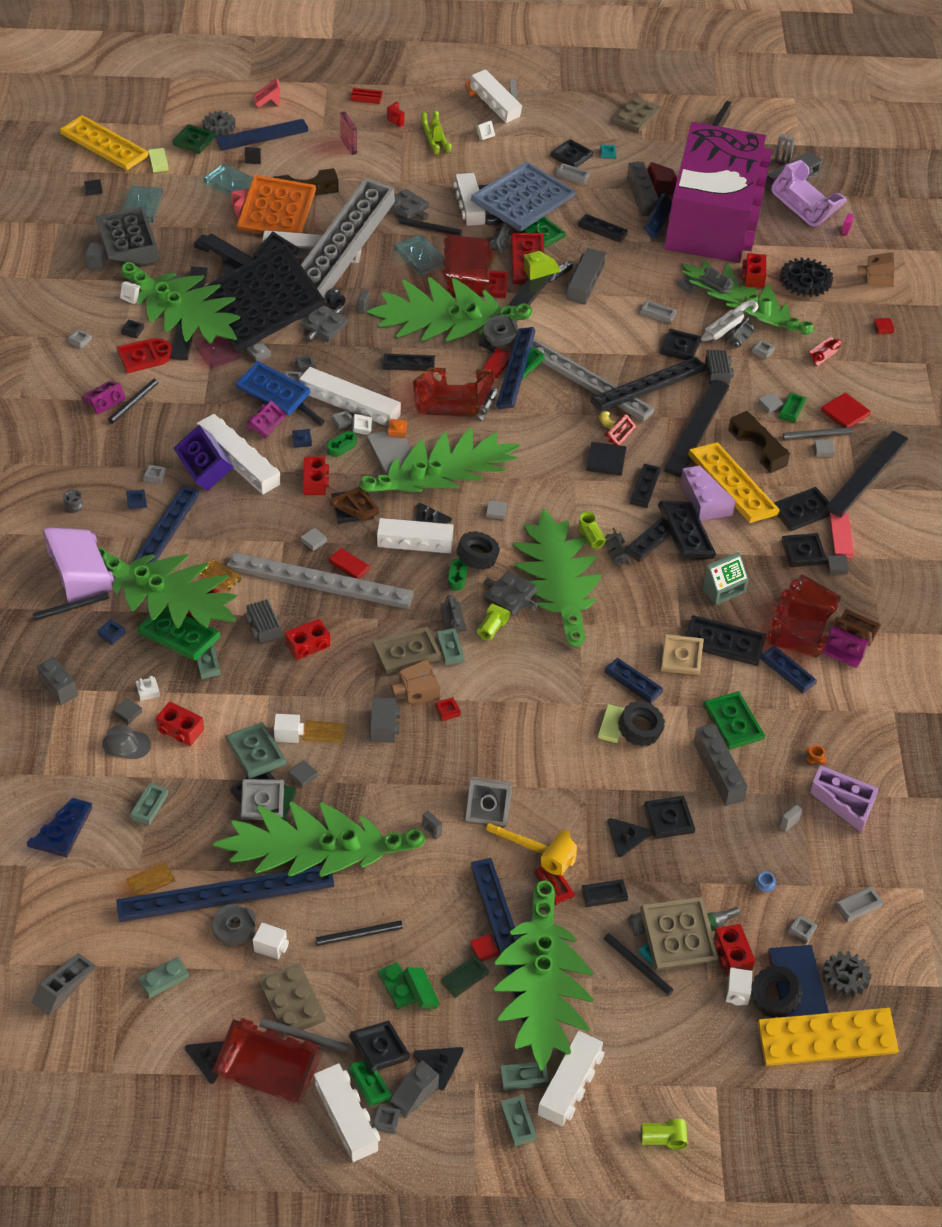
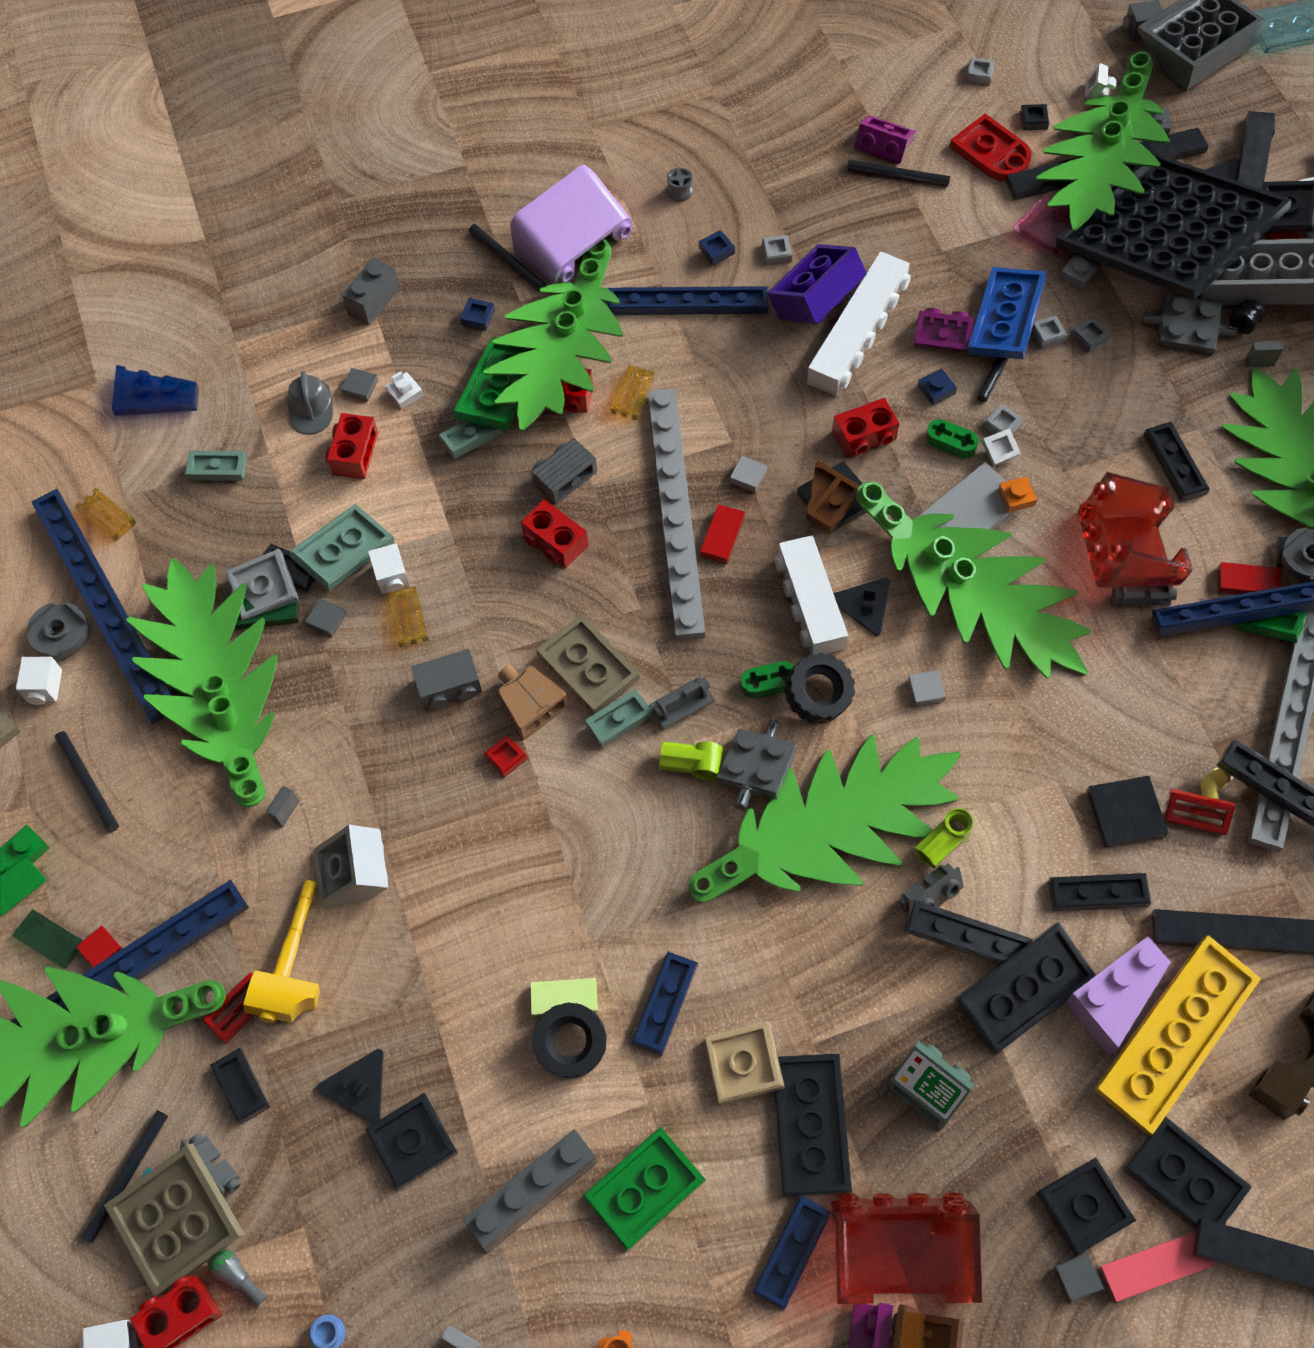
camera: 75 degrees right, 15 degrees up
(350, 396) = (1048, 412): white brick -> none

